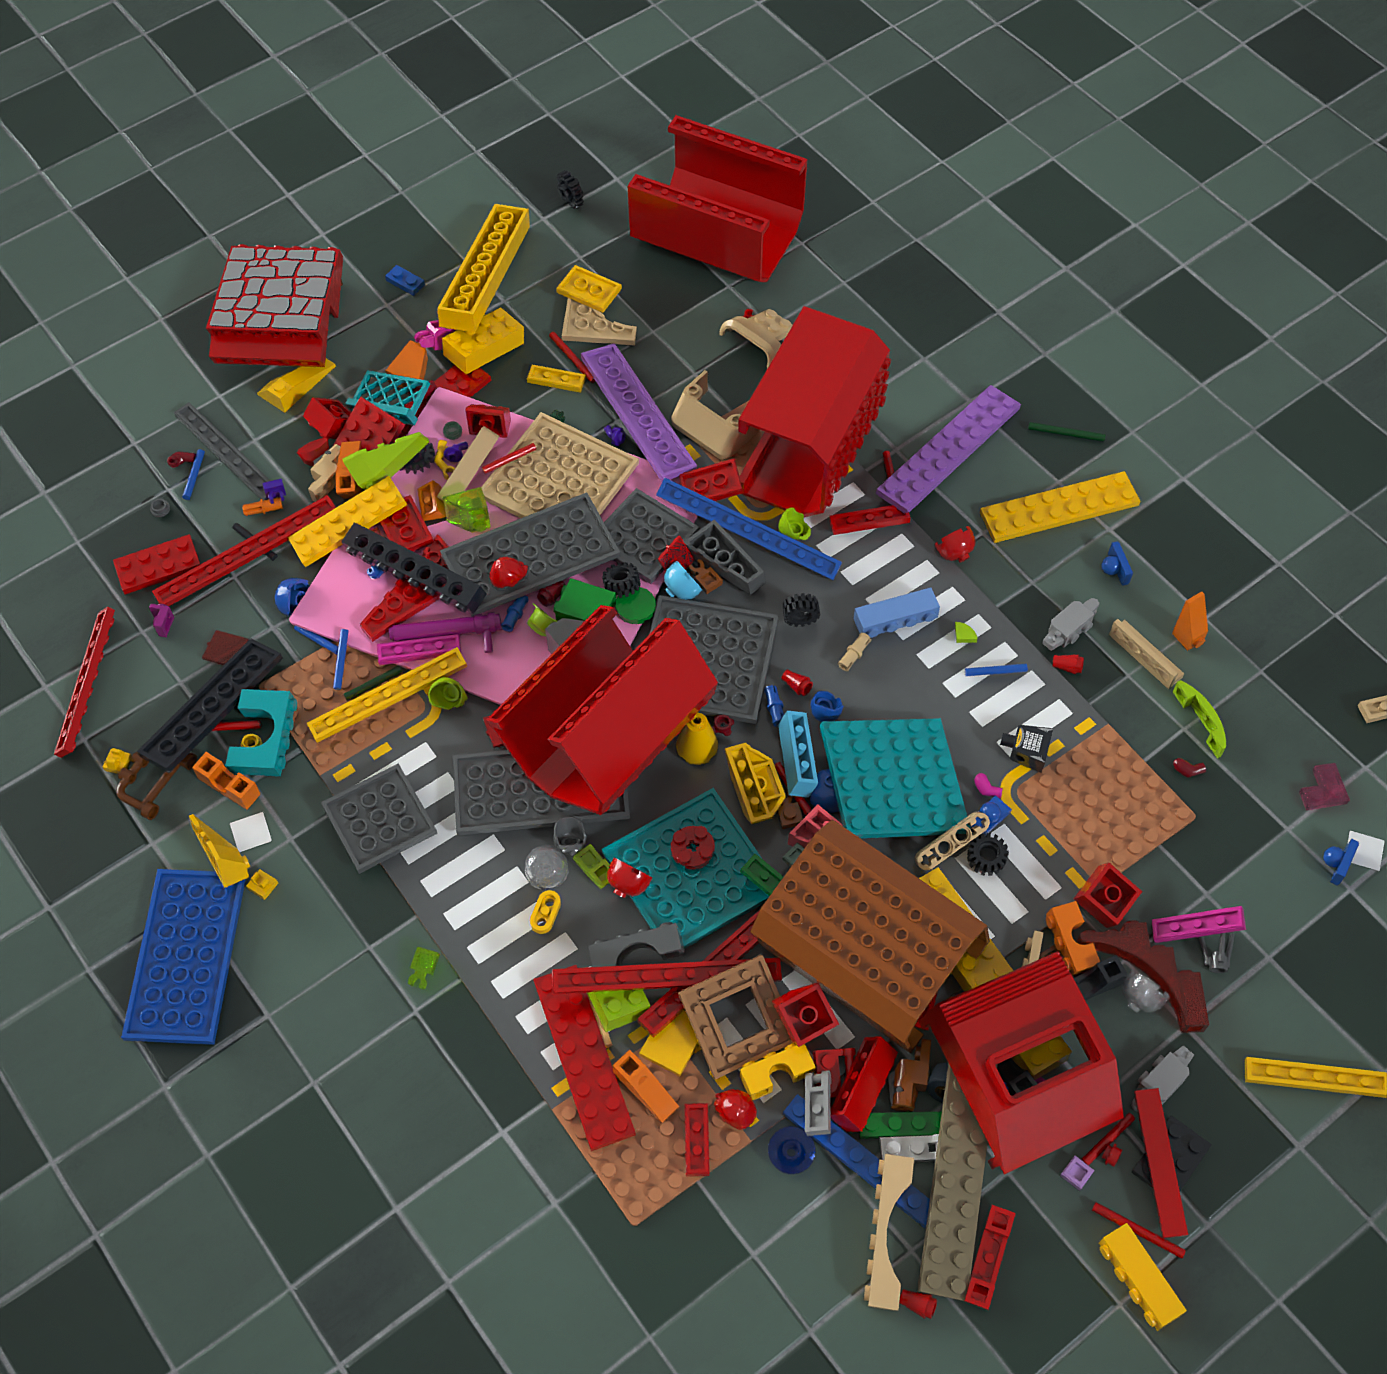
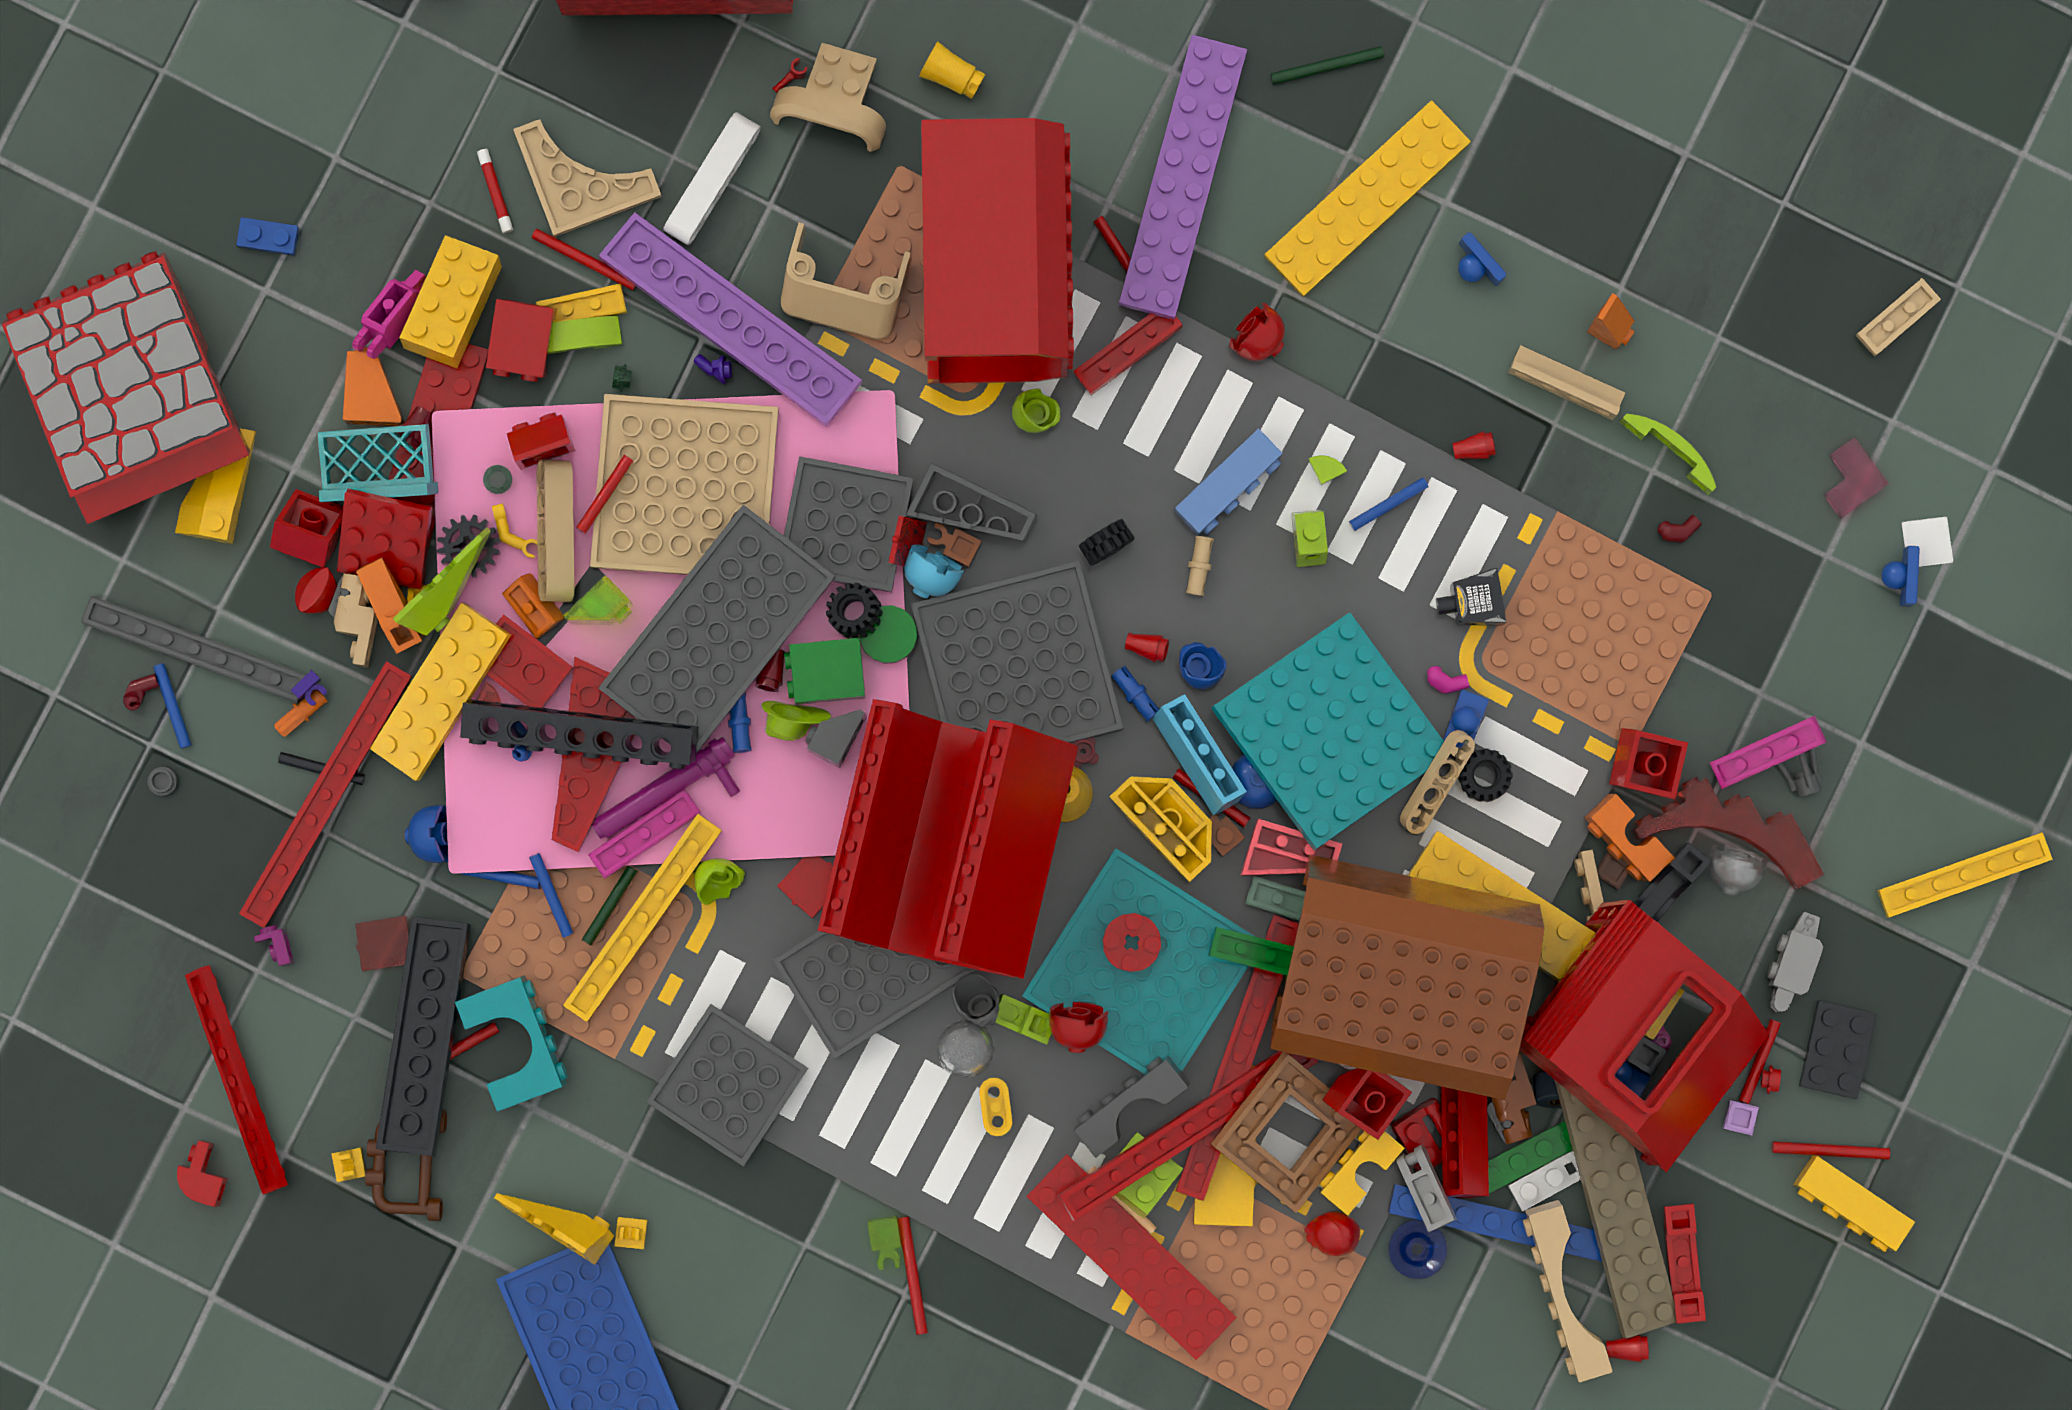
camera: 30 degrees left, 25 degrees up
(21, 724) = (198, 1183): none -> red brick
(156, 564) = (213, 865): red plate -> none
(217, 776) = (508, 1128): orange arch -> none
(249, 739) = (494, 1059): yellow plate -> none
(250, 832) = (573, 1172): white sticker -> none
(428, 998) = (912, 1276): none -> red bar
(455, 453) = (522, 518): dark purple plate -> none
(483, 268) = (387, 180): yellow brick -> none
(507, 572) = (708, 682): red hair -> none
(510, 373) = (520, 339): none -> red panel
(537, 384) = (585, 333): none -> lime slope
(542, 308) = (495, 191): none -> red bar
(589, 288) = (549, 134): yellow tile -> none
(644, 1086) = (1222, 1262): orange slope -> none
(668, 345) = (712, 178): none -> white beam
(696, 1139) = (1307, 1289): red tile -> none
(714, 481) = (894, 399): red tile -> none
(749, 529) = (979, 448): blue plate -> none
(935, 657) = (1309, 538): none -> lime torso
(1070, 623) = (1453, 387): light grey hinge -> none
(1160, 1163) = (1828, 1067): red tile -> none

